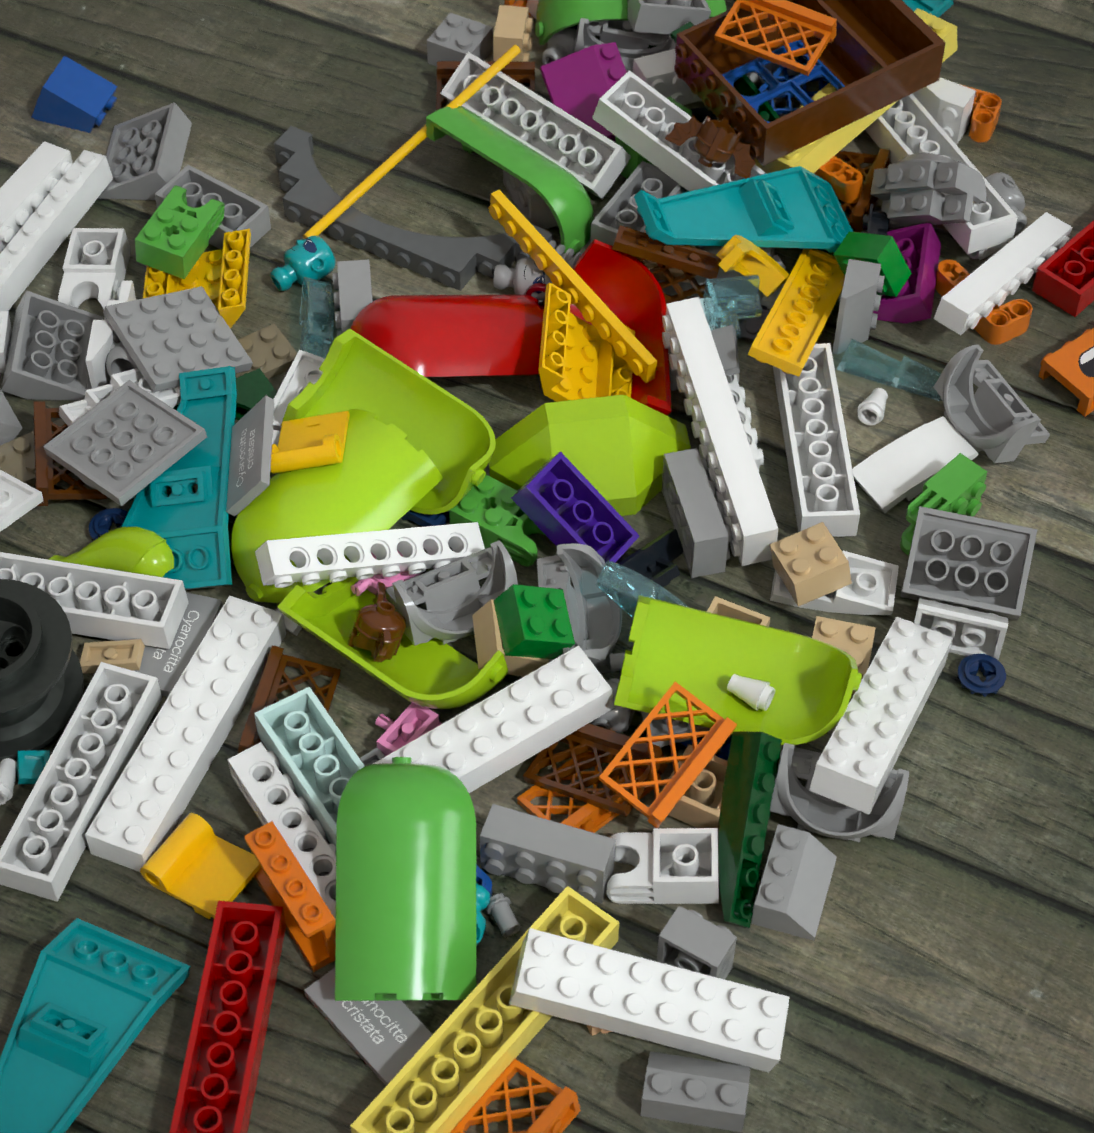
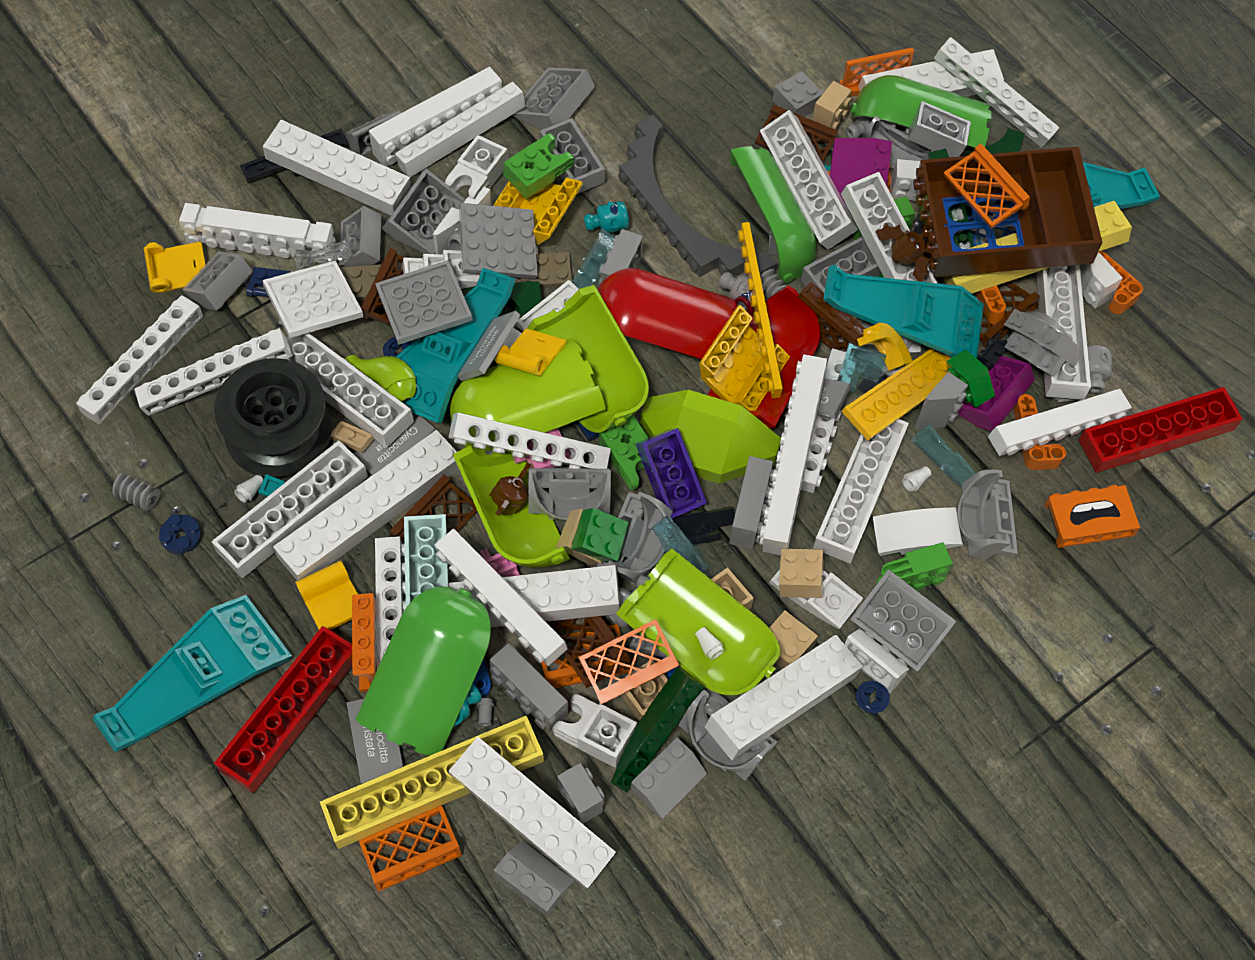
camera: 25 degrees right, 10 degrees up
(74, 97) = (532, 38): blue slope -> none
(407, 147) = (719, 161): yellow piece -> none
(453, 746) = (501, 597): none -> white brick

